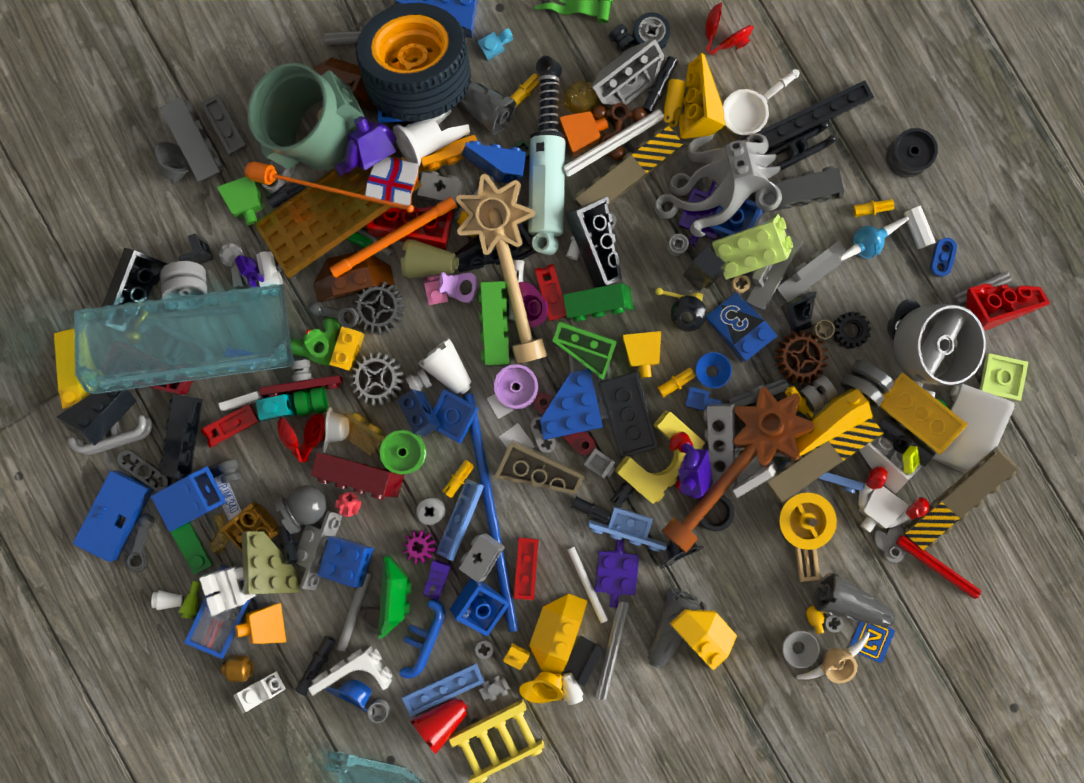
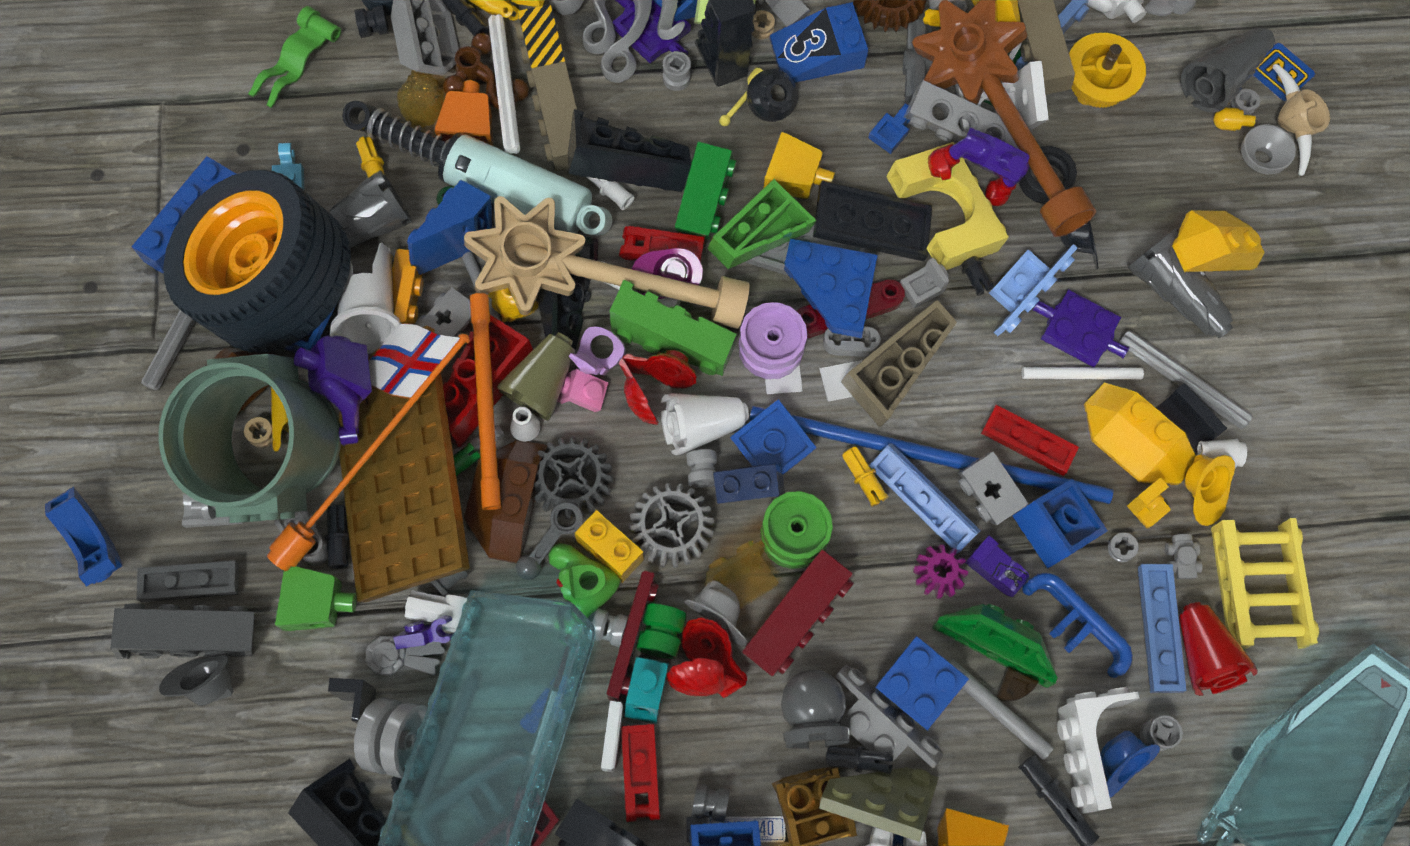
camera: 70 degrees left, 15 degrees down
(222, 56) = (85, 536): none -> blue arch
(348, 504) = (837, 644): coral gear -> none
(396, 270) = (524, 425): none -> white cone
(423, 509) = (898, 526): light grey piece -> none
(444, 321) = (668, 368): none -> red animal
(591, 510) = (981, 323): black axle -> none
(676, 382) = (855, 149): yellow axle -> none
(723, 367) = (861, 87): blue piece -> none
(807, 565) = (1153, 104): tan tile -> none

